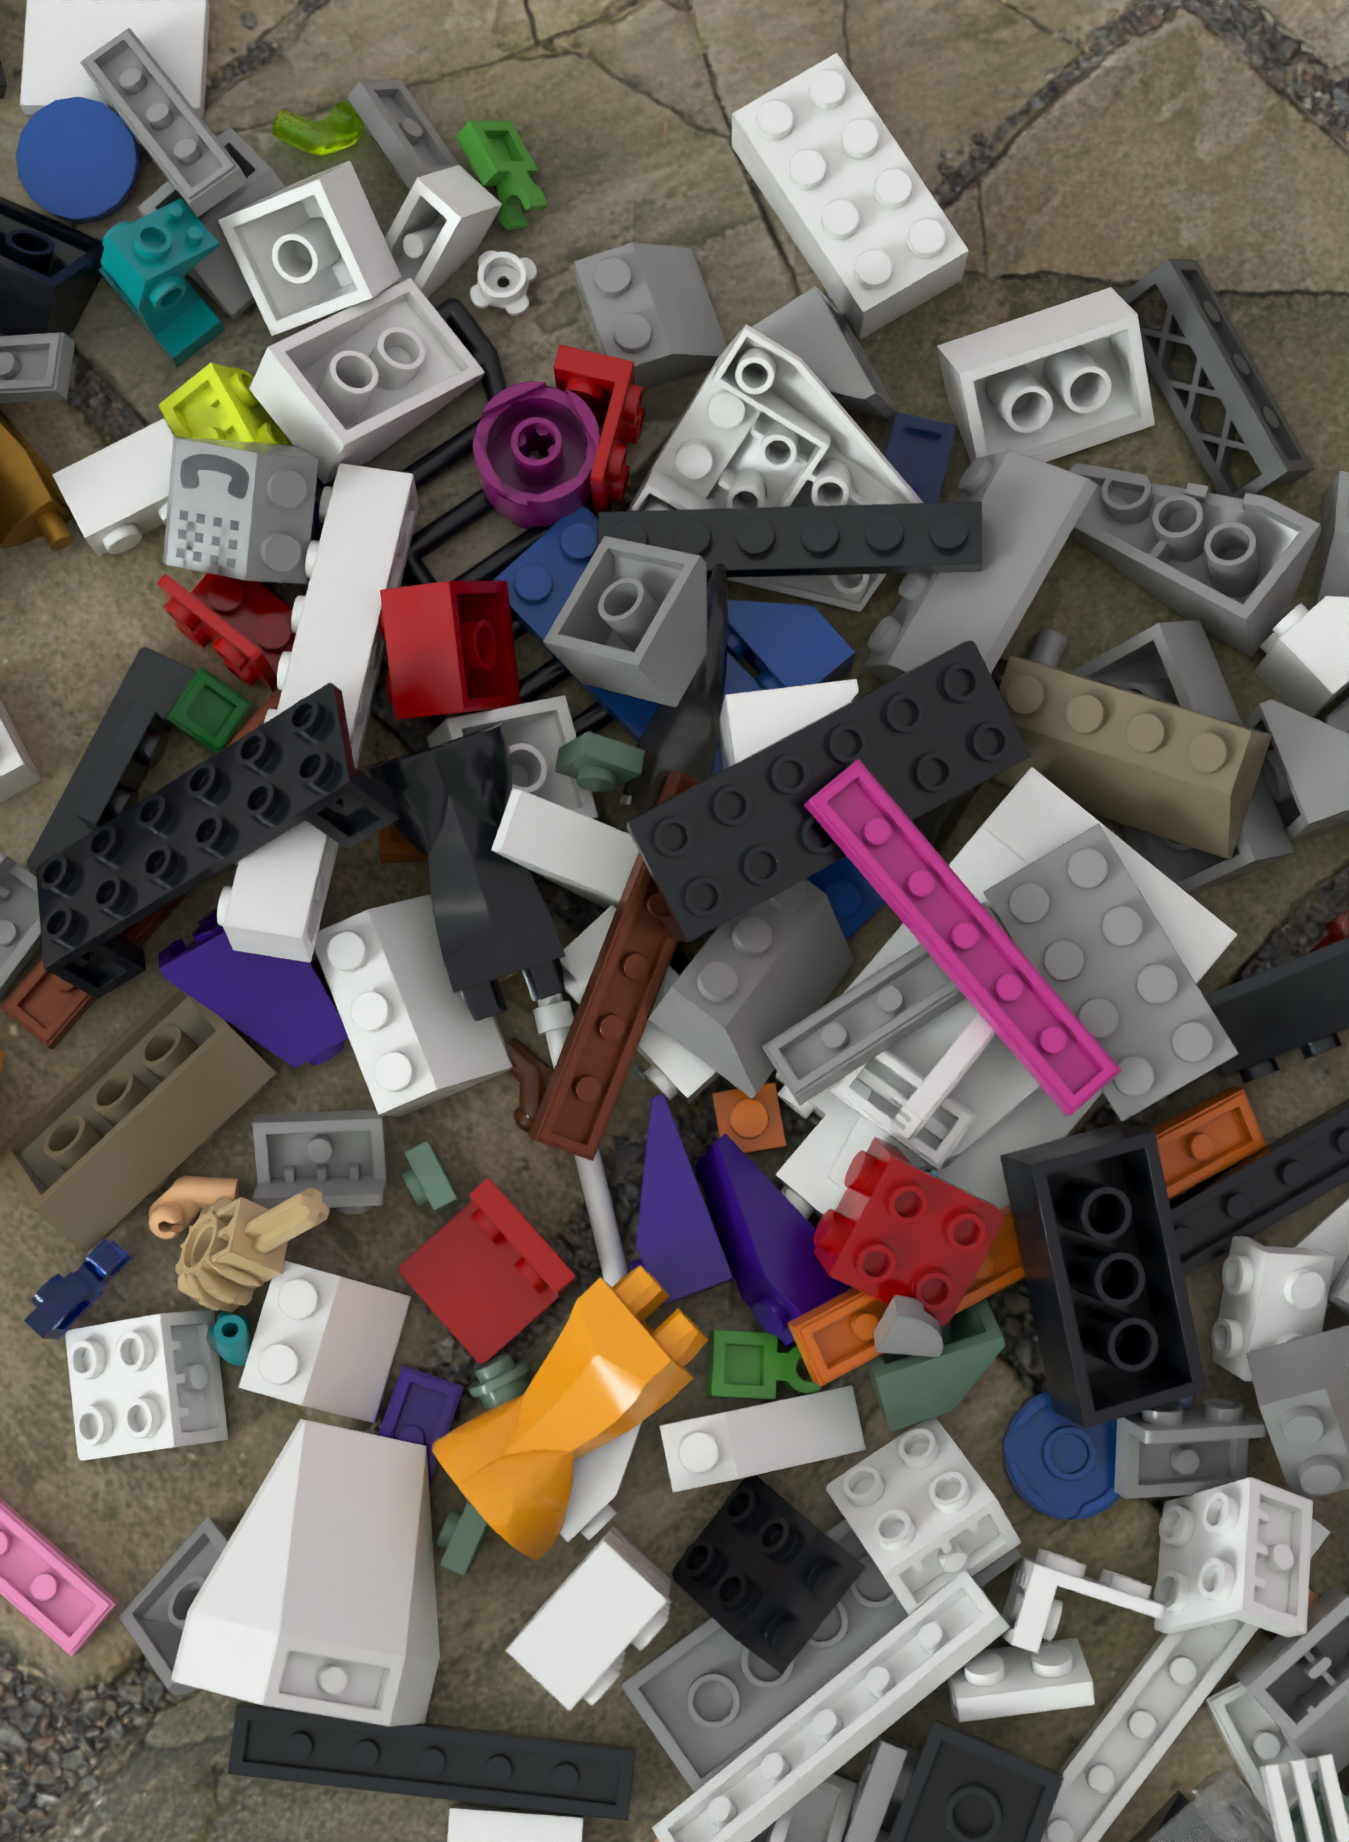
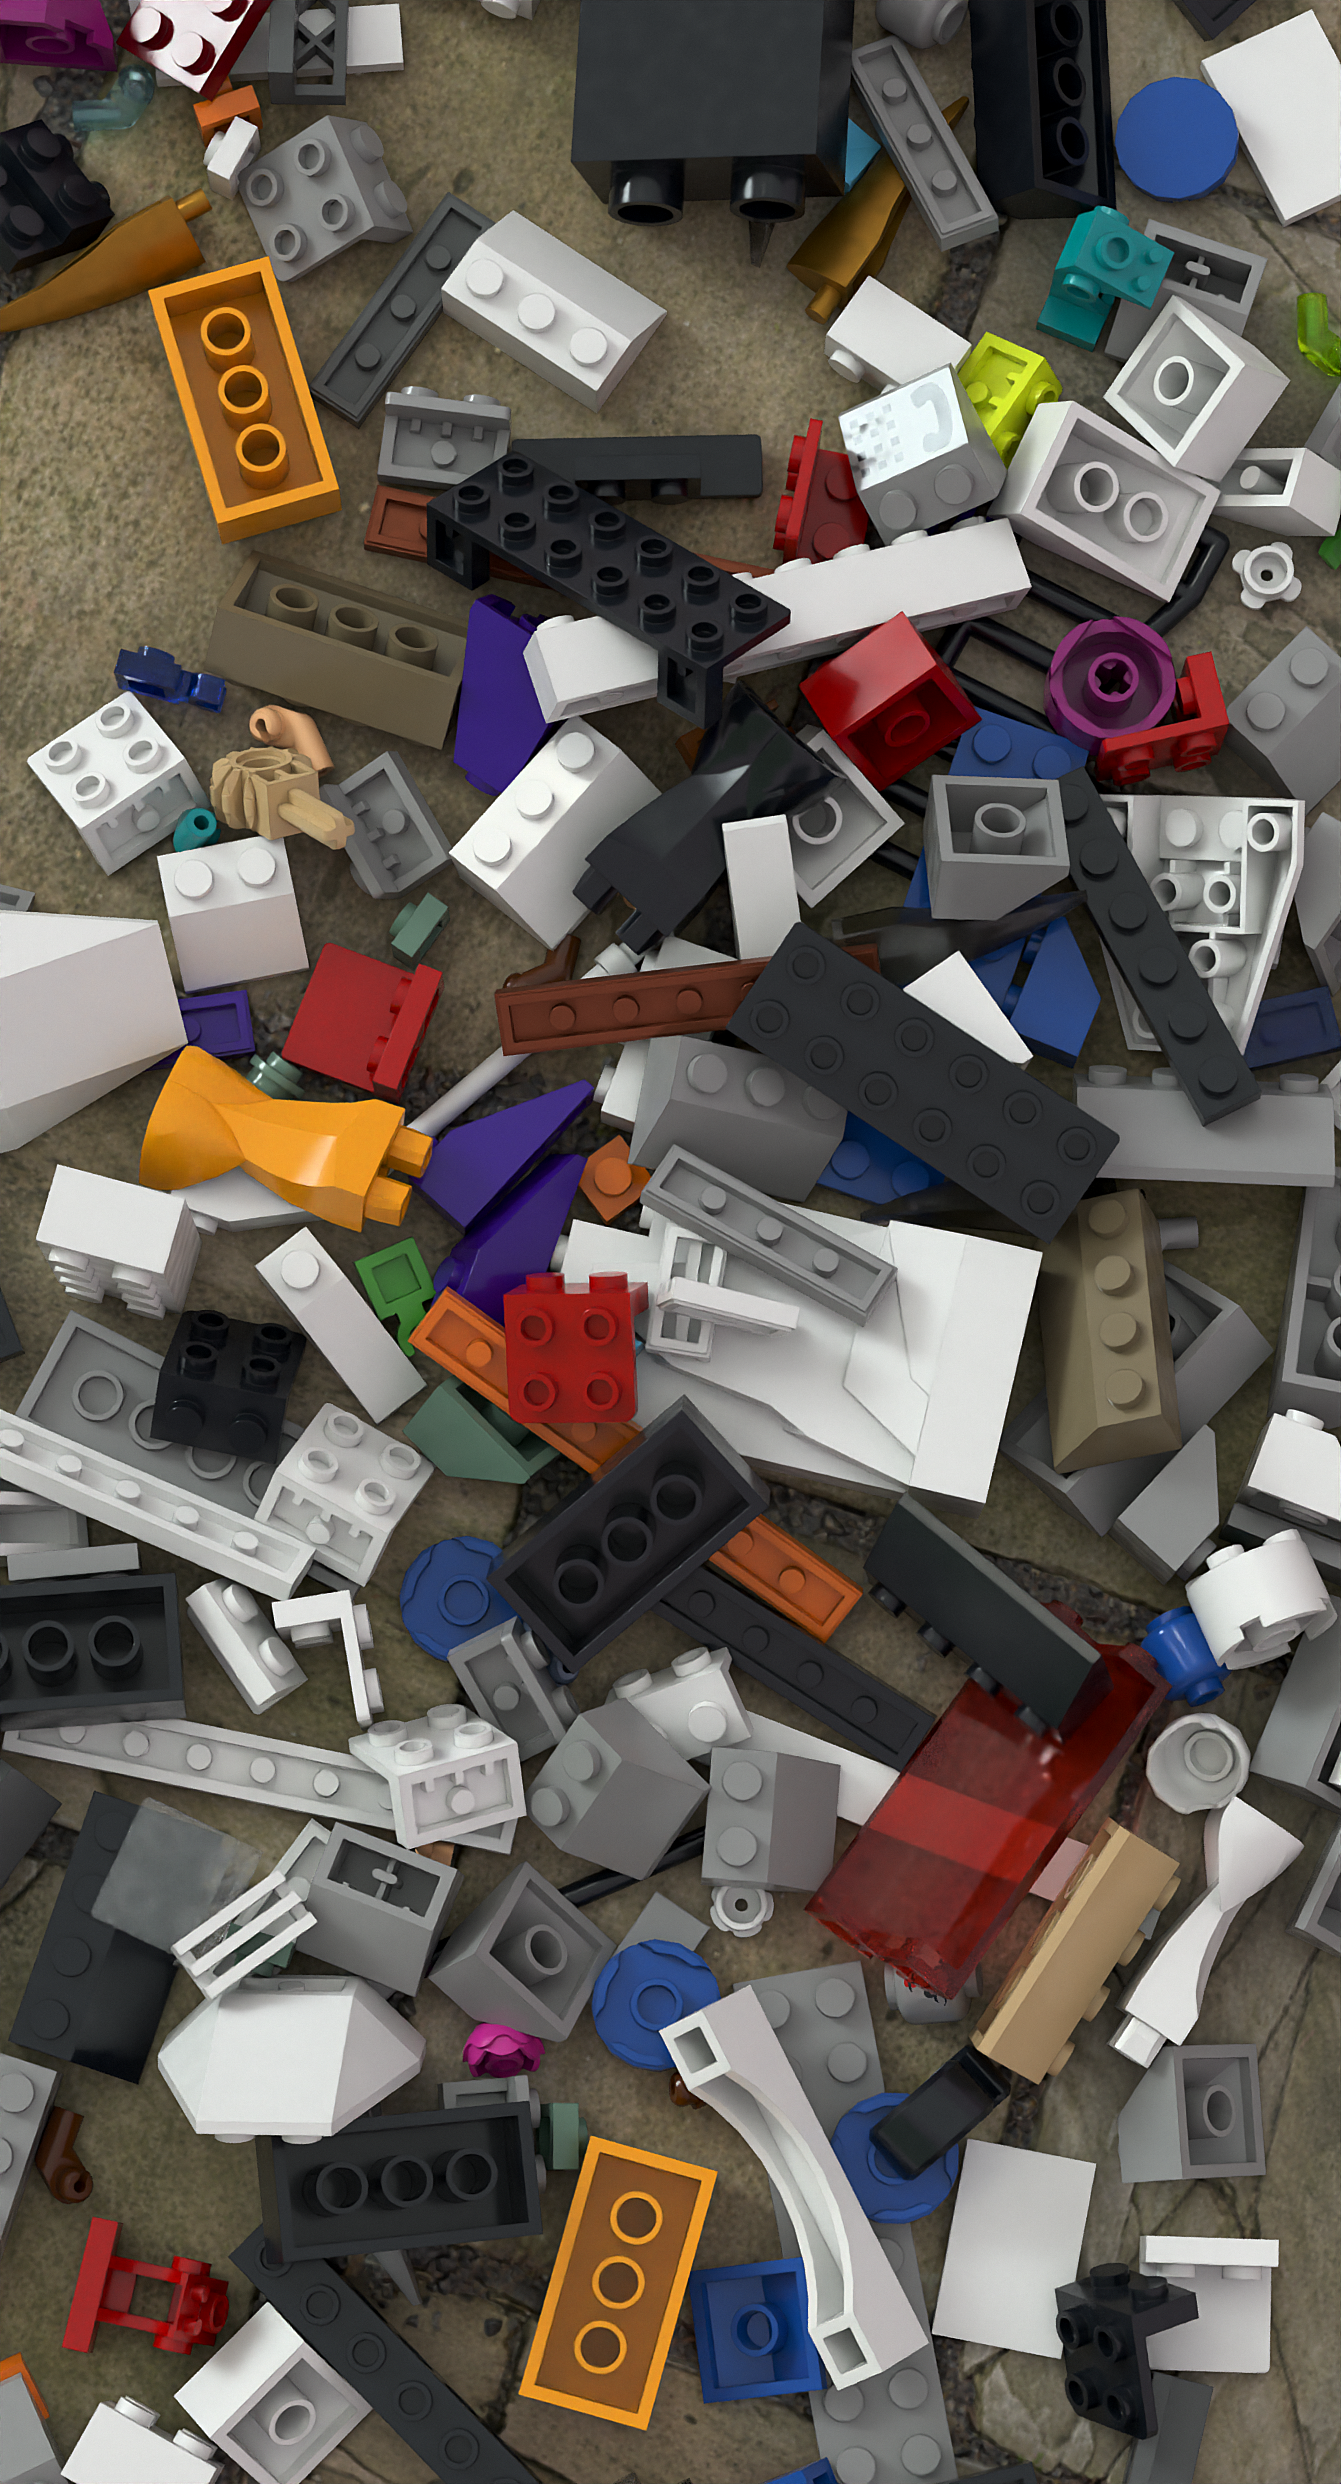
camera: 55 degrees right, 0 degrees up
(164, 122) = (1242, 198): light grey tile -> none
(208, 711) = (731, 523): green tile -> none
(462, 1538) = (124, 1115): sand green plate -> none
(599, 762) = (856, 882): sand green plate -> none
(908, 1330) = (492, 1388): light grey tile -> none
(962, 938) = (849, 1256): dark pink tile -> none
(1113, 968) = (892, 1407): light grey plate -> none

